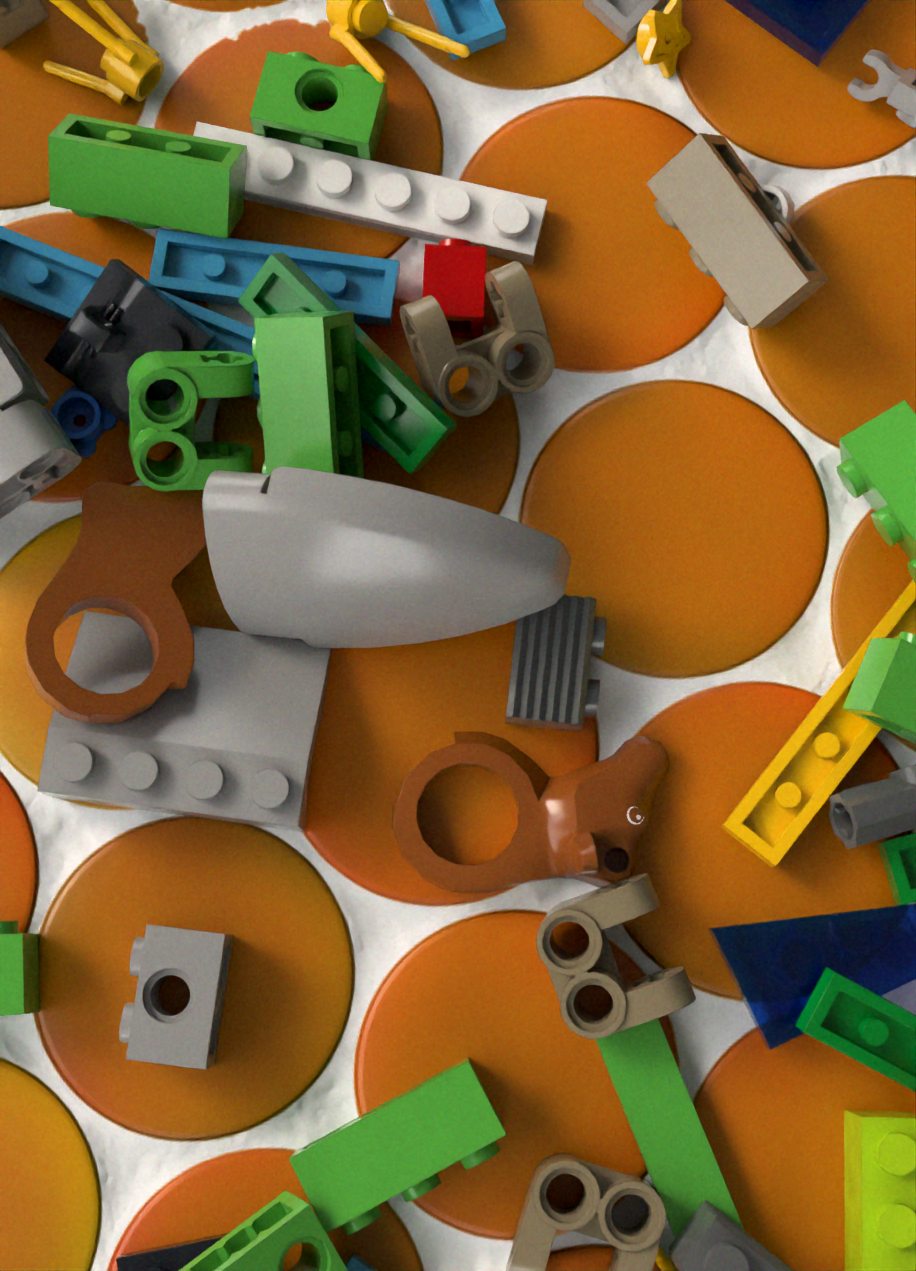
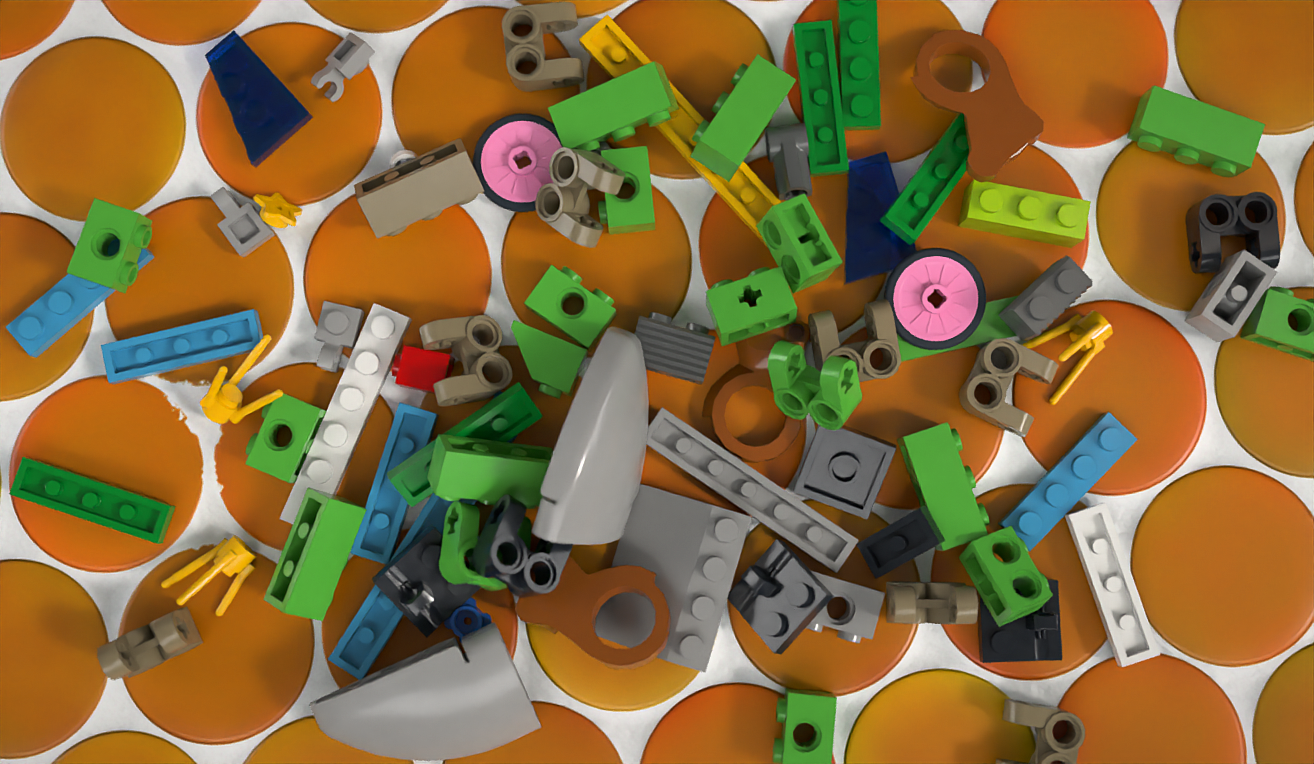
camera: 80 degrees left, 5 degrees up
(151, 459) = (514, 571): none -> black piece
(176, 894) = (779, 596): none -> black hinge
(203, 1150) = (931, 603): none -> dark tan piece
(295, 1085) = (900, 542): none -> black plate
(343, 826) = (750, 490): none -> light grey plate
(404, 973) = (845, 469): none -> hinge
(498, 157) = (338, 328): none -> light grey plate
(504, 466) = (550, 360): none -> bright green slope
(519, 914) = (804, 390): none -> bright green piece
(600, 459) = (548, 302): none -> bright green brick
(639, 806) = (736, 319): none -> bright green brick
(752, 1109) = (952, 279): none -> bright pink wheel
(760, 455) = (566, 202): none -> dark tan piece
(761, 833) = (799, 243): none -> bright green brick
(768, 574) = (636, 212): none -> bright green brick
(777, 407) = (503, 145): none -> bright pink wheel

